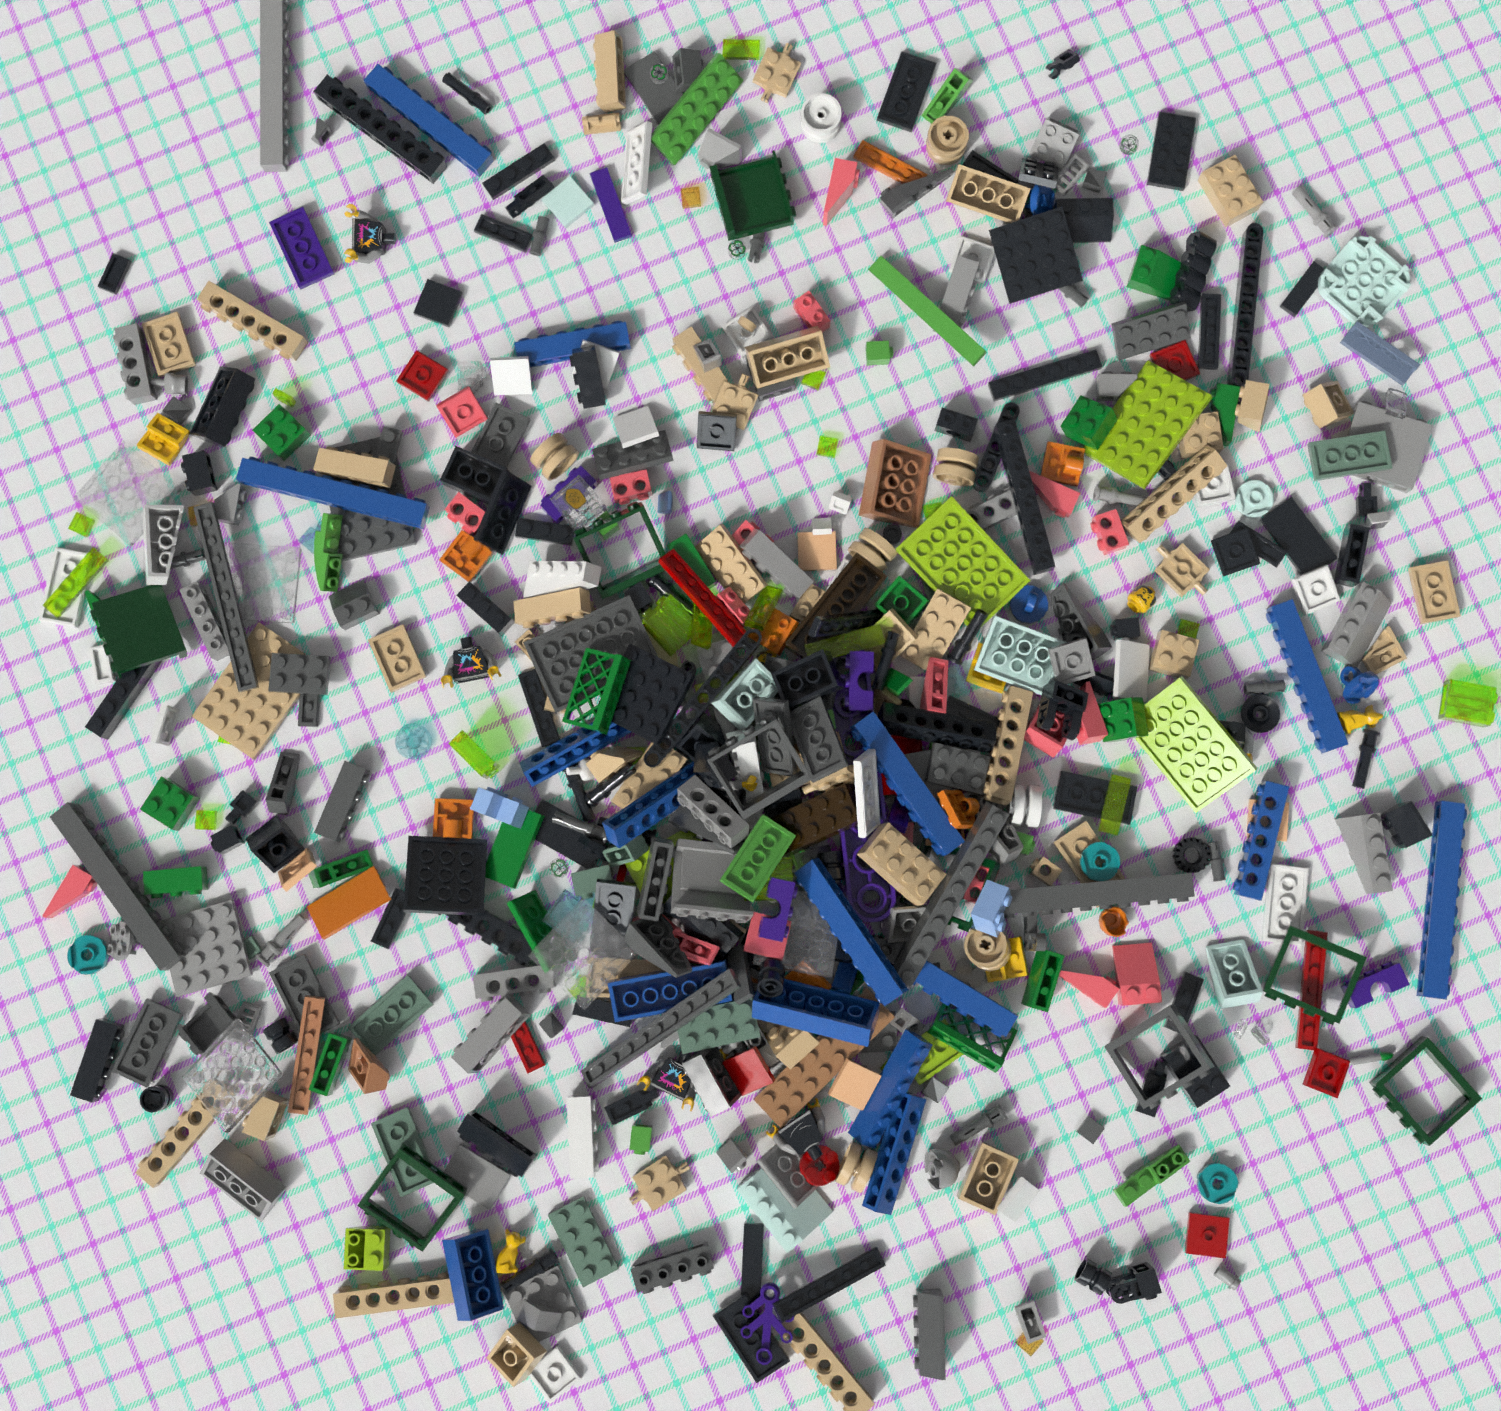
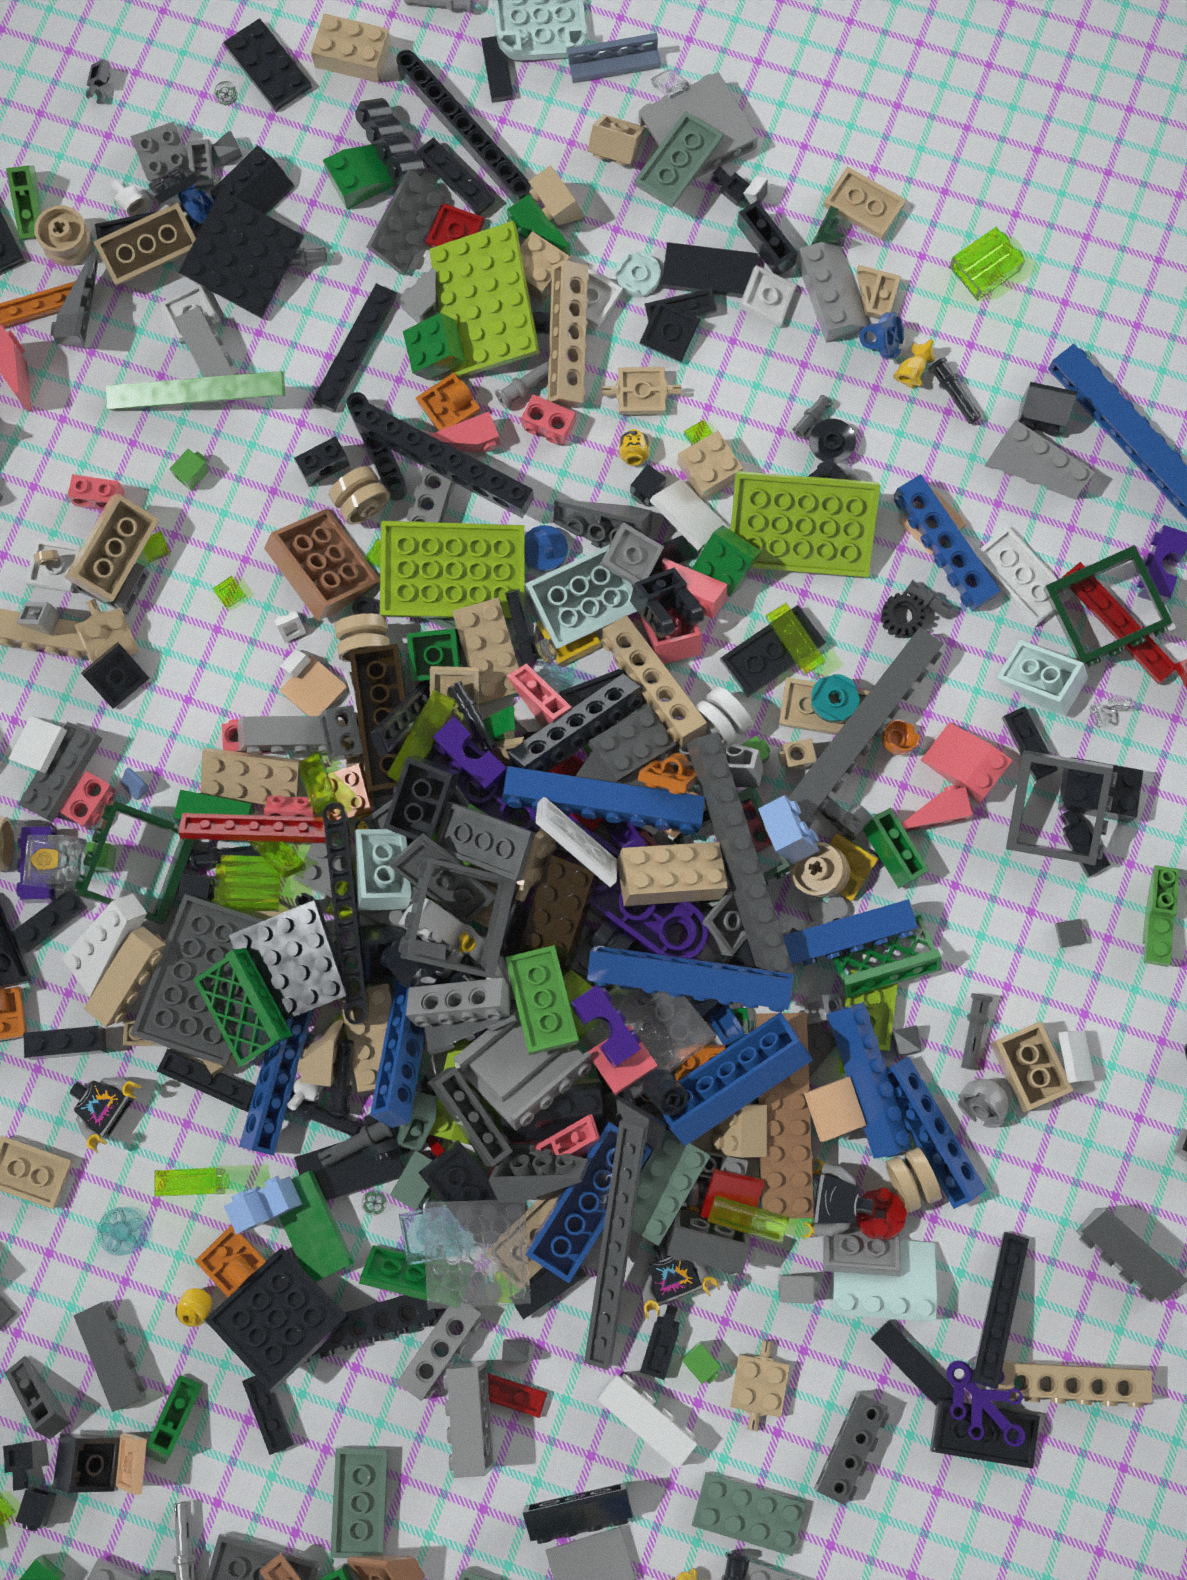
camera: 50 degrees left, 5 degrees down
(349, 902) = (212, 1442): orange tile -> none
(410, 822) = (193, 1307): none -> yellow head
(745, 1091) = (748, 1219): none -> clear neon green tile
(800, 590) = (335, 733): none -> dark grey brick
(967, 664) = (546, 650): none -> clear tile
(1007, 154) = (129, 198): none -> white piece
(1306, 676) = (837, 373): blue brick -> none
(1391, 588) = (827, 231): none -> clear green slope

